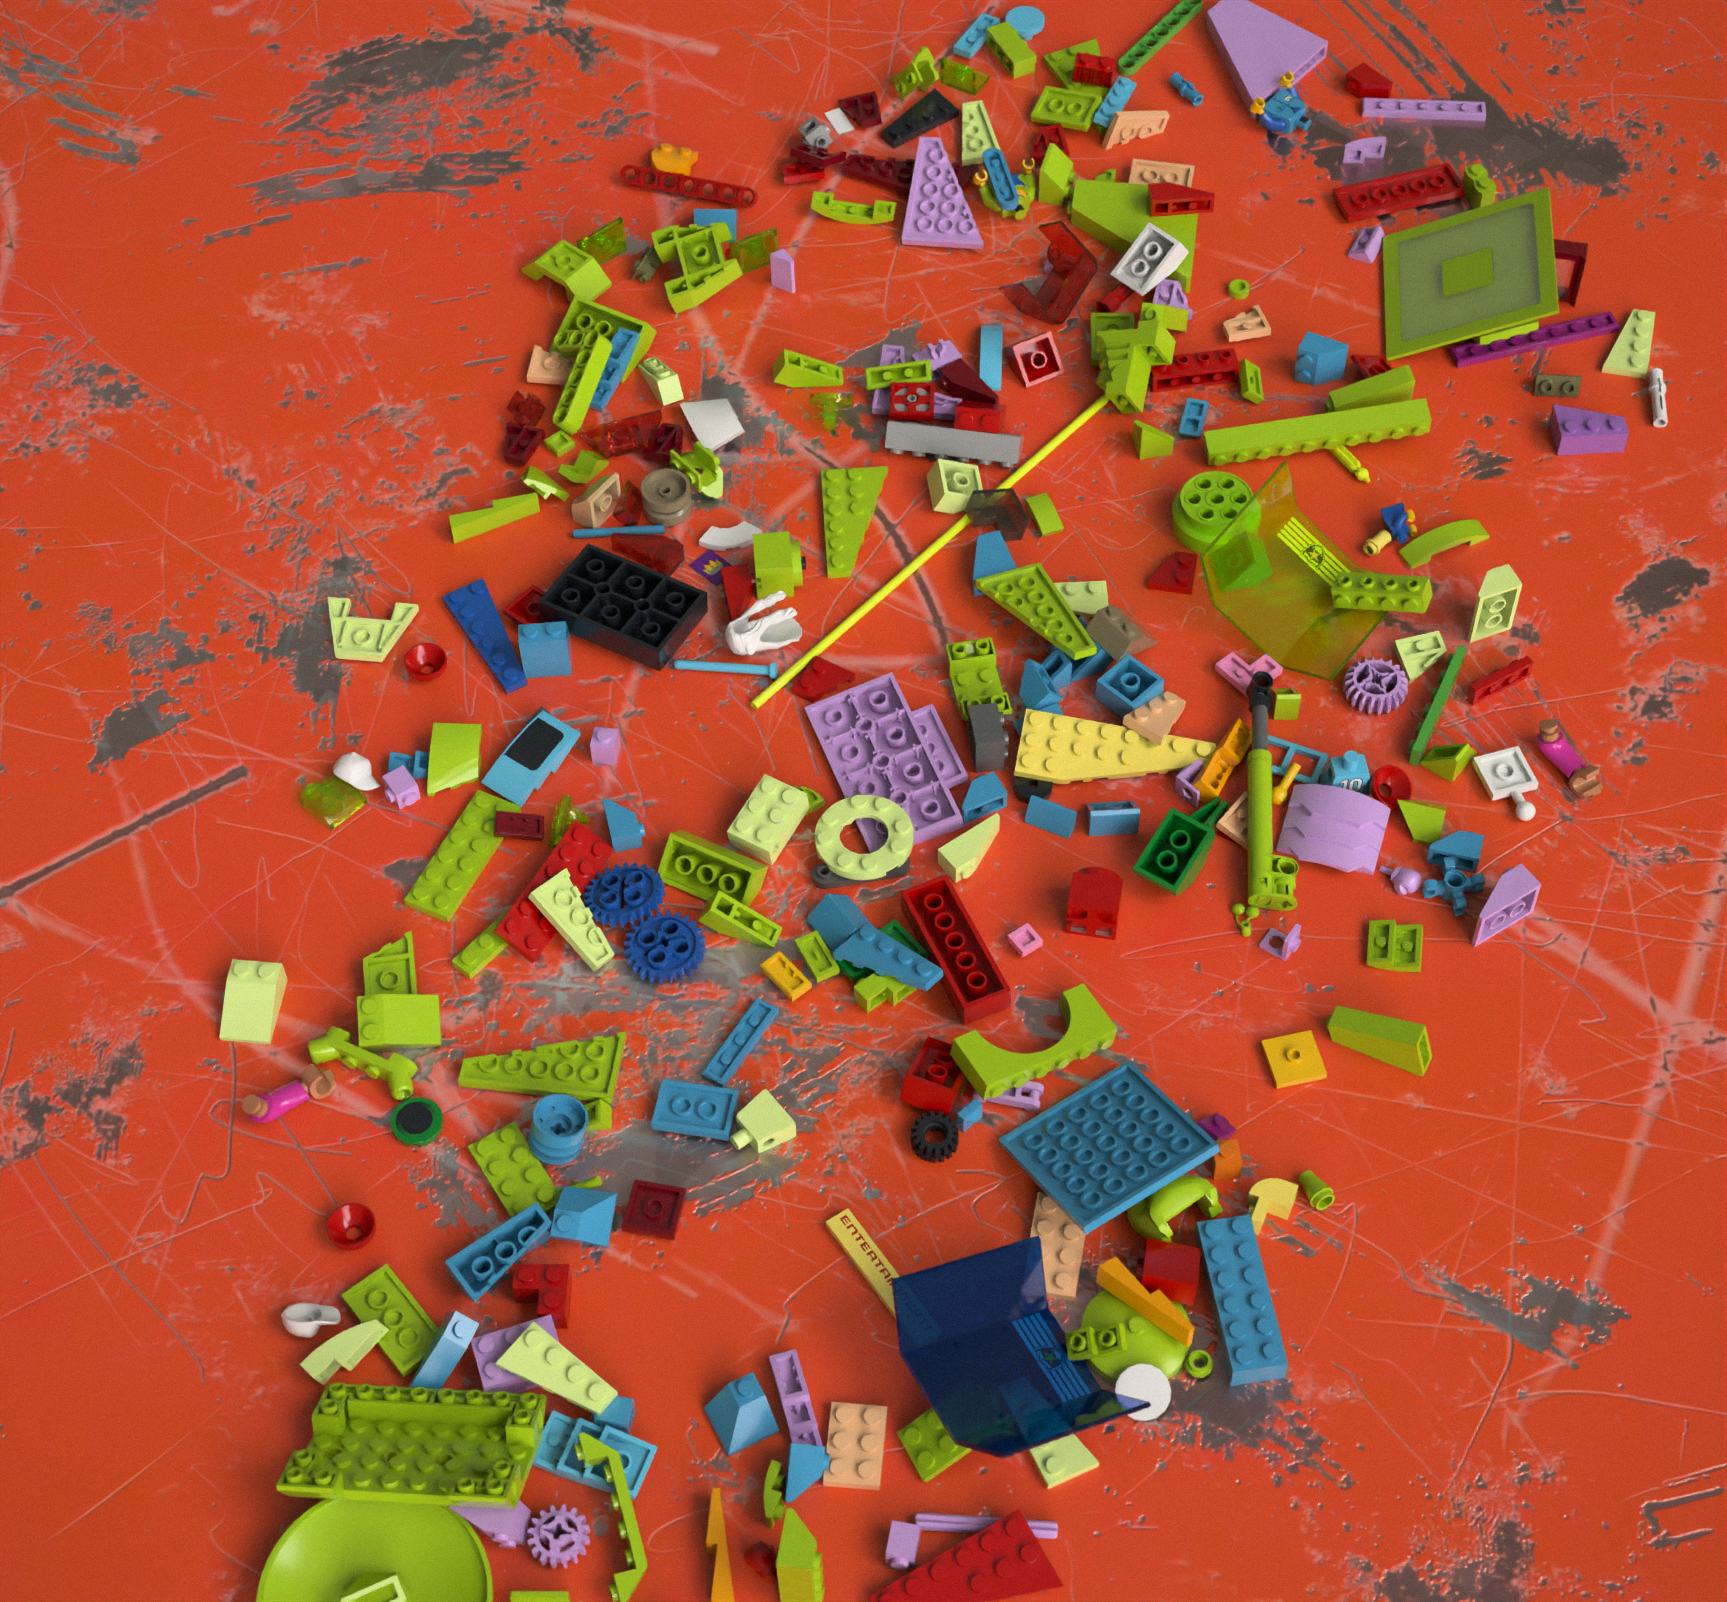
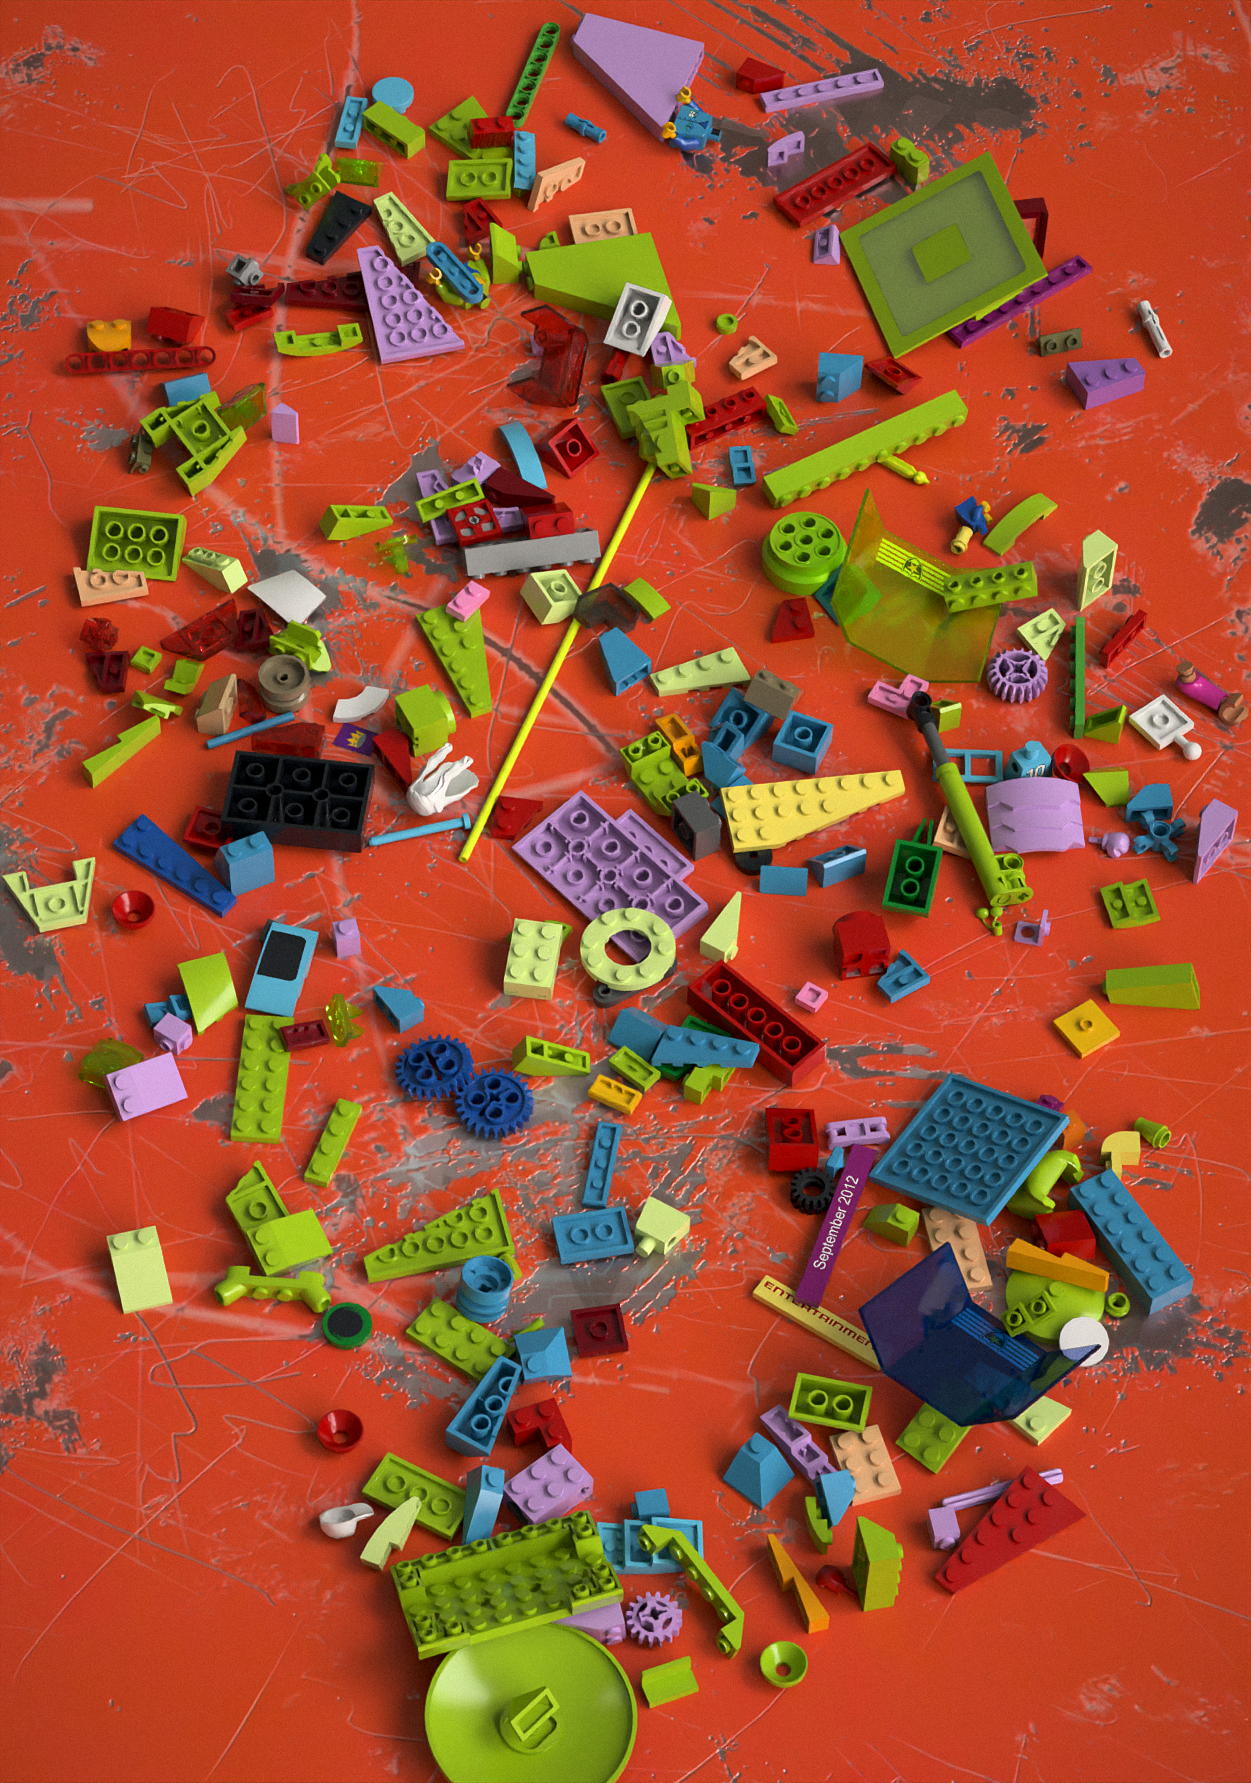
camera: 25 degrees left, 0 degrees up
(279, 1101) = (218, 1342): piece -> none
(346, 828) = (145, 1087): none -> lavender slope
(356, 771) = (122, 1031): white piece -> none
(550, 1365) = (586, 1483): yellowish green wing -> none
(566, 912) = (390, 1097): yellowish green wing -> none
(571, 269) = (67, 478): lime slope -> none
(583, 856) = (368, 1084): red plate -> none
(591, 356) = (146, 565): lime beam -> none
(605, 241) = (86, 442): clear neon green slope -> none
(622, 350) = (163, 571): dark azure slope -> none
(706, 867) = (500, 1021): lime slope -> none
(732, 163) = (173, 324): none -> red slope
(839, 121) = (254, 249): white sticker -> none
(844, 1368) = (830, 1402): none -> lime slope
(862, 109) = (275, 231): dark red wing -> none
(872, 470) = (467, 601): none -> bright pink plate
(940, 1181) = (835, 1226): none -> magenta tile
(984, 797) = (717, 879): dark azure slope -> none
(998, 1070) = (845, 1115): lime arch -> none
(1002, 1197) = (893, 1222): none -> lime slope
(1011, 656) = (682, 743): none -> light orange slope
(1039, 604) = (682, 684): lime wing -> none
(1125, 949) = (902, 978): none -> dark azure wing
(1156, 717) = (838, 761): light nougat wing -> none
(1175, 199) = (632, 250): red slope -> none
(1184, 780) = (886, 813): lavender bracket -> none
(1222, 760) = (911, 791): light orange slope -> none
(1279, 793) = (976, 787): yellow bar -> none
(1381, 389) = (903, 395): lime slope -> none
(1633, 346) = (1112, 284): yellowish green wing -> none

